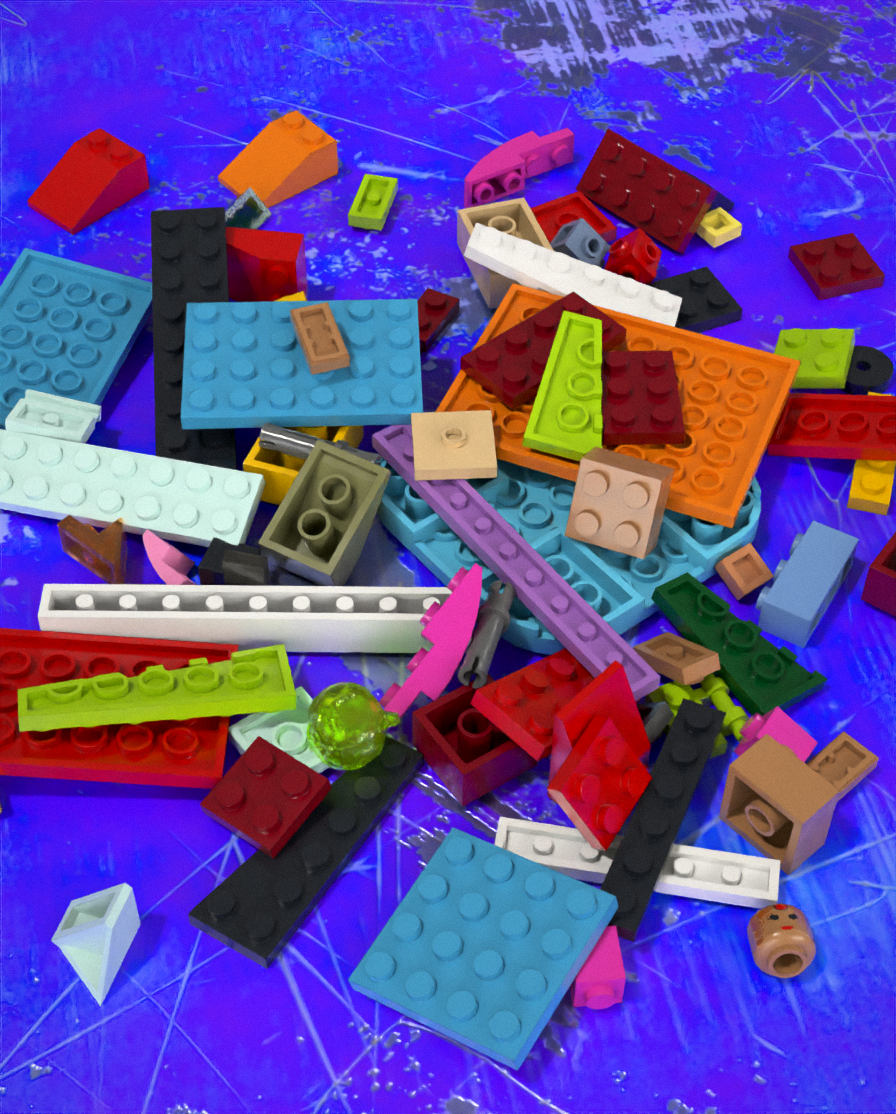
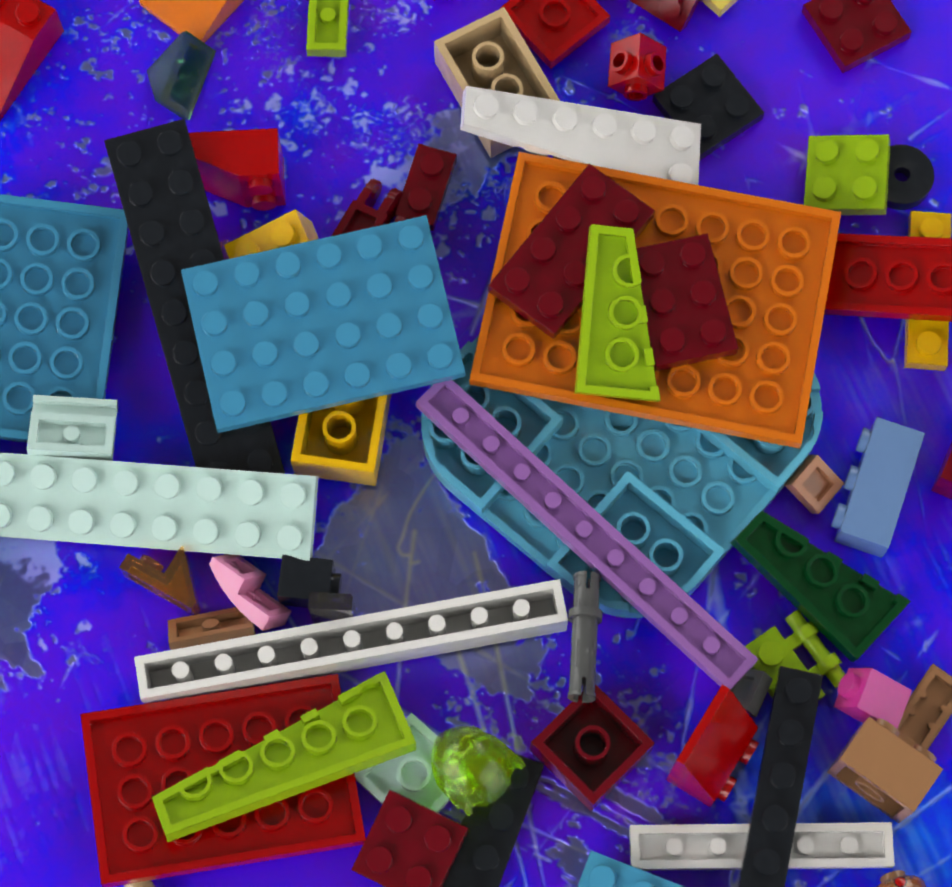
camera: 10 degrees left, 25 degrees up
(301, 444) = (368, 437): dark grey pin -> none
(319, 338) = (340, 306): medium nougat plate -> none
(325, 516) = (391, 512): olive slope -> none
(449, 632) = (548, 651): dark pink slope -> none
(453, 445) = (504, 406): tan plate -> none
(529, 698) = (654, 706): red plate -> none
(581, 242) = (575, 64): sand blue brick -> none
(599, 783) = (723, 795): red plate -> none
(619, 502) = (686, 451): brick -> none
(678, 658) = (765, 612): medium nougat plate -> none

